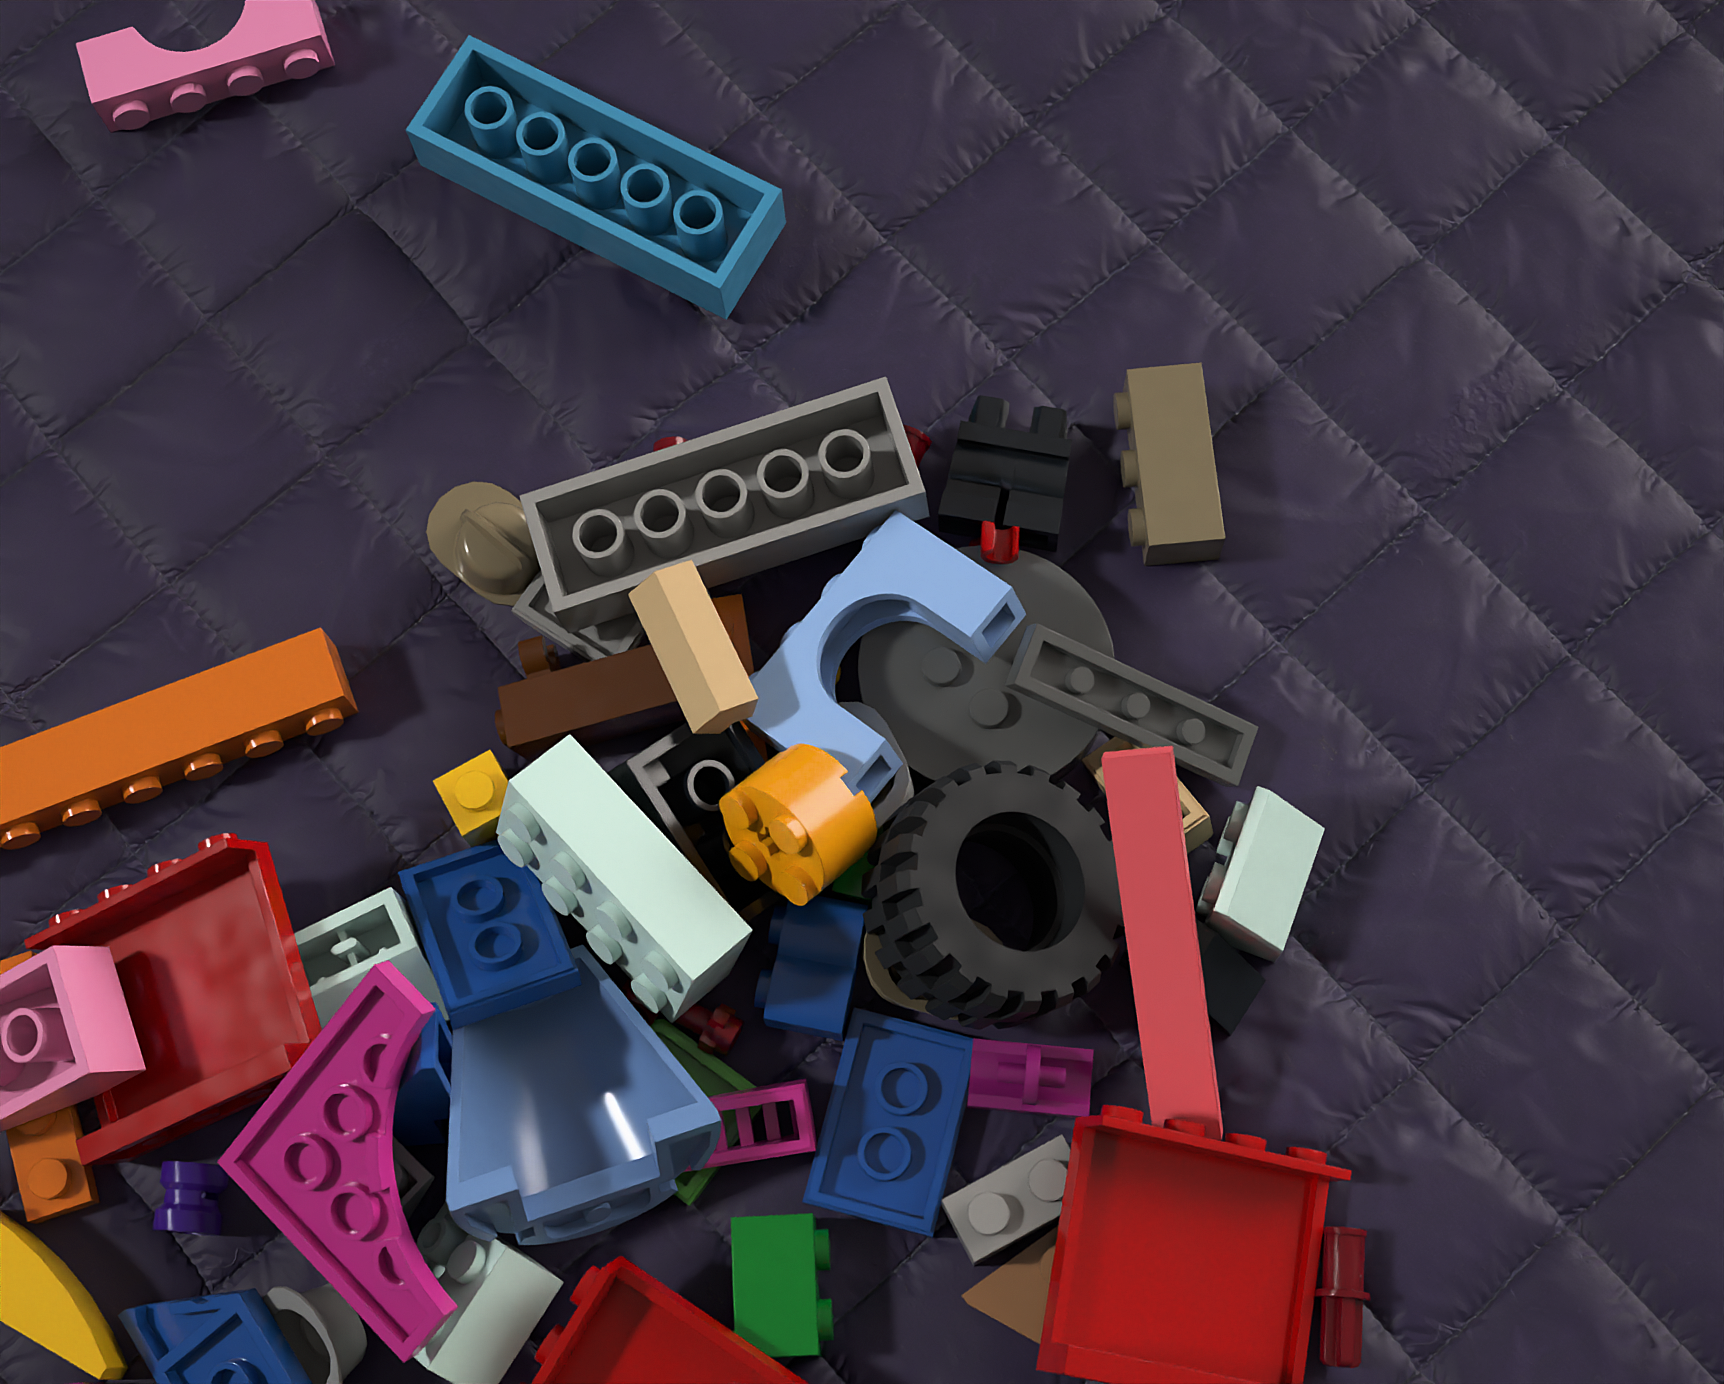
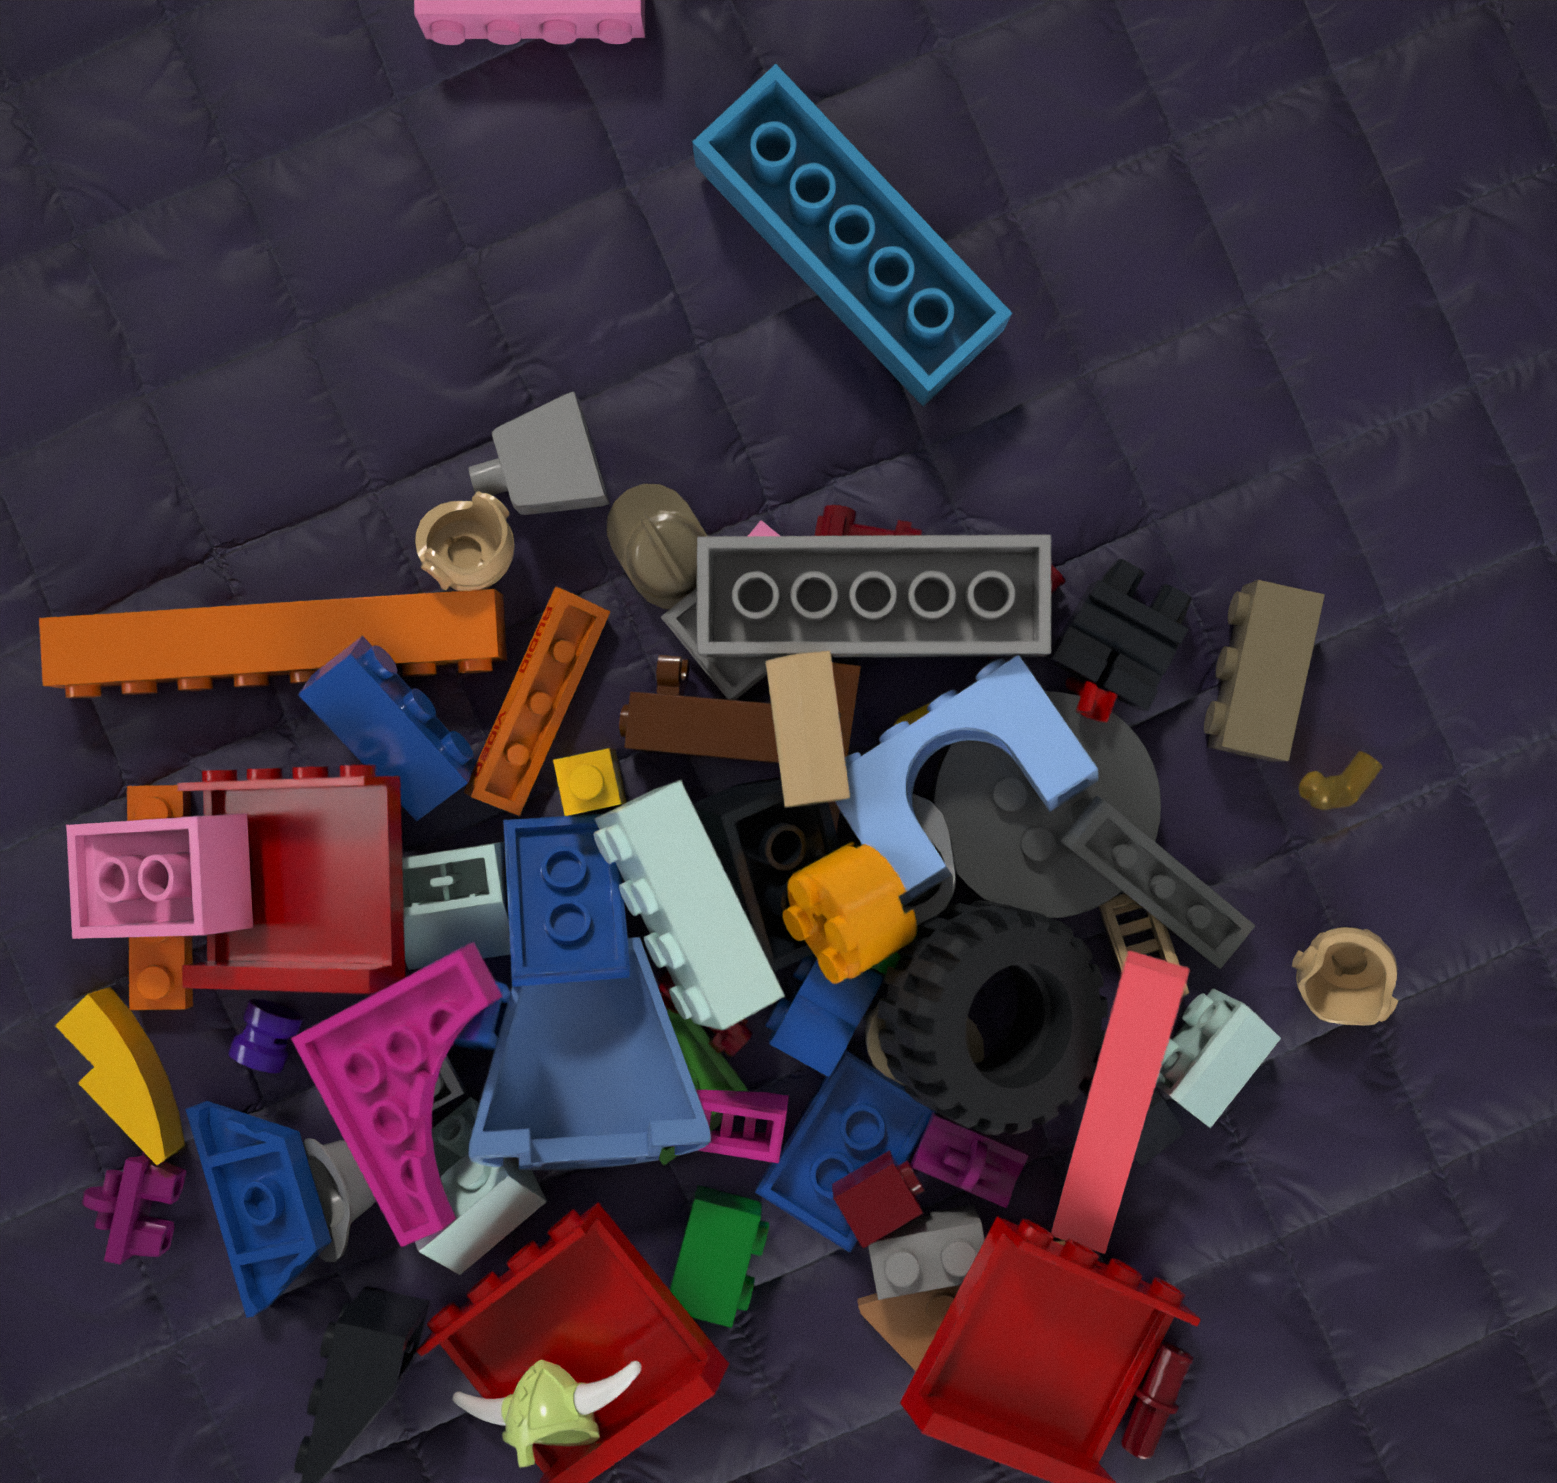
camera: 10 degrees right, 15 degrees up
(228, 791) = (390, 725): none -> blue brick
(279, 592) = (466, 543): none -> tan cap
(341, 491) = (544, 461): none -> light grey torso
(401, 738) = (537, 701): none -> orange plate
(940, 1148) = (878, 1197): none -> dark red brick
(1297, 561) = (1341, 789): none -> clear yellow arm
(1373, 742) = (1347, 977): none -> tan cap

